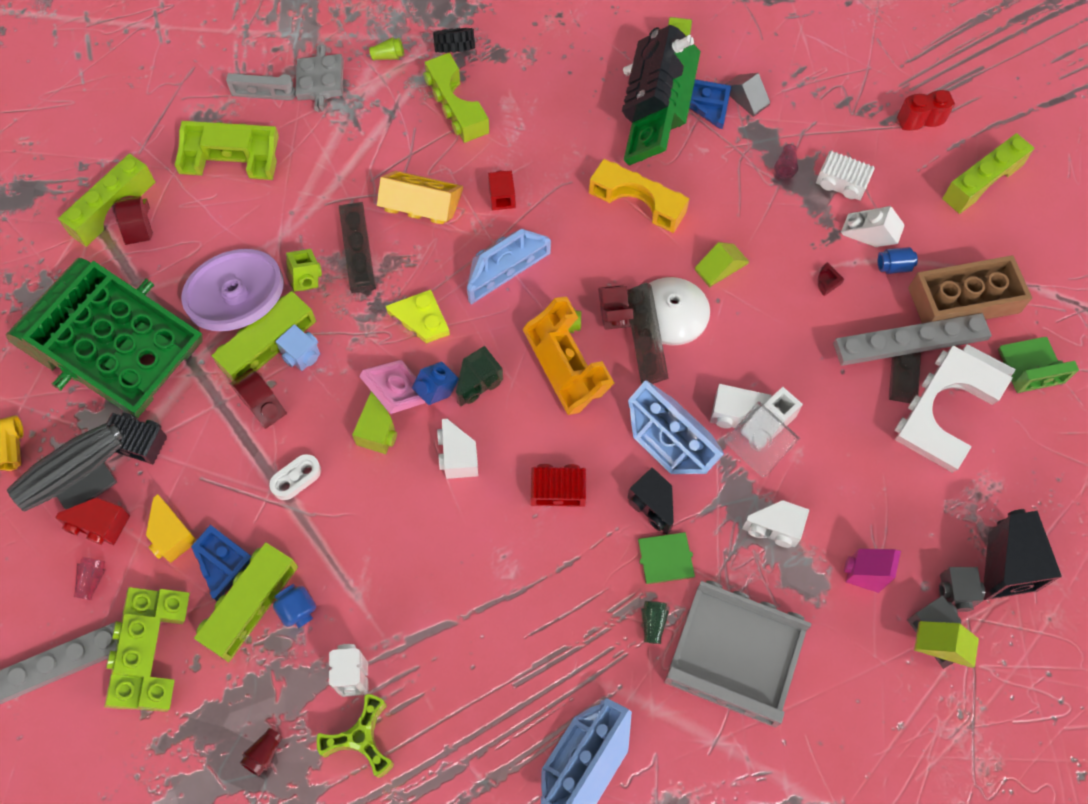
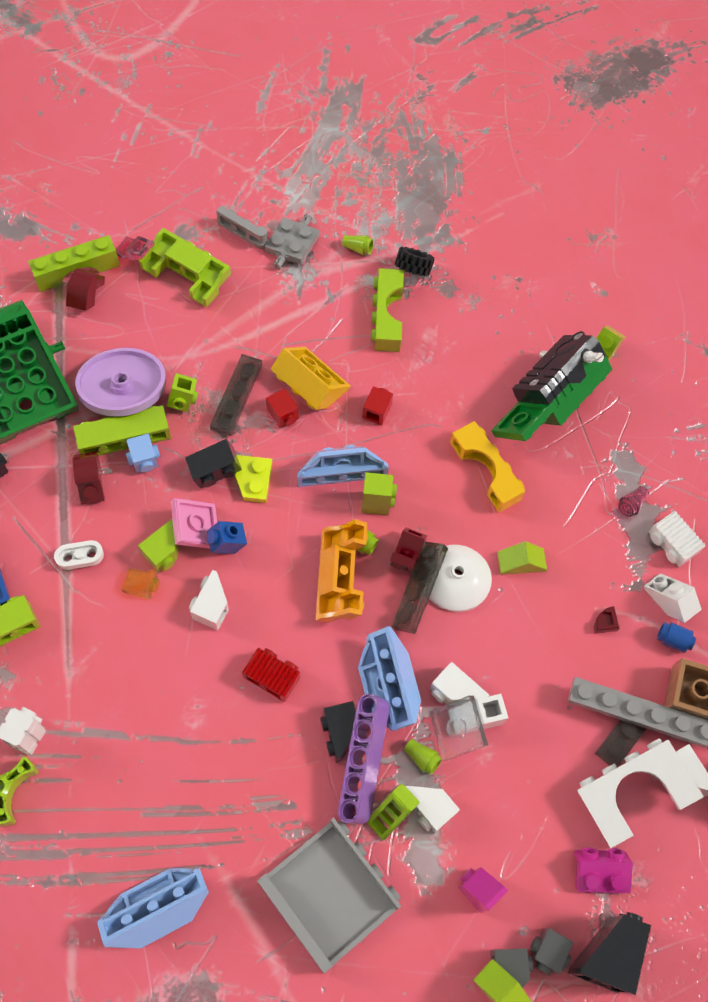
camera: 25 degrees right, 0 degrees up
(164, 156) = (134, 248): none -> clear pink slope
(294, 606) = (16, 656): blue head -> none
(375, 471) = (140, 583): none -> bracket
(377, 321) = (213, 463): none -> black brick
(411, 237) = (282, 408): none -> red brick
(478, 374) = (263, 548): clear green slope -> none
(555, 268) = (378, 493): none -> lime brick
(654, 620) = (279, 827): clear green cone -> none
(666, 558) = (321, 781): bright green piece -> none
(706, 521) = (355, 769): none -> medium lavender beam
(710, 101) = (599, 415): blue wing -> none
(744, 483) = (423, 756): none -> lime cone
(749, 92) = (637, 424): slope -> none
(755, 530) = (403, 801): none -> lime slope
(961, 494) = (603, 870): none -> dark pink bracket

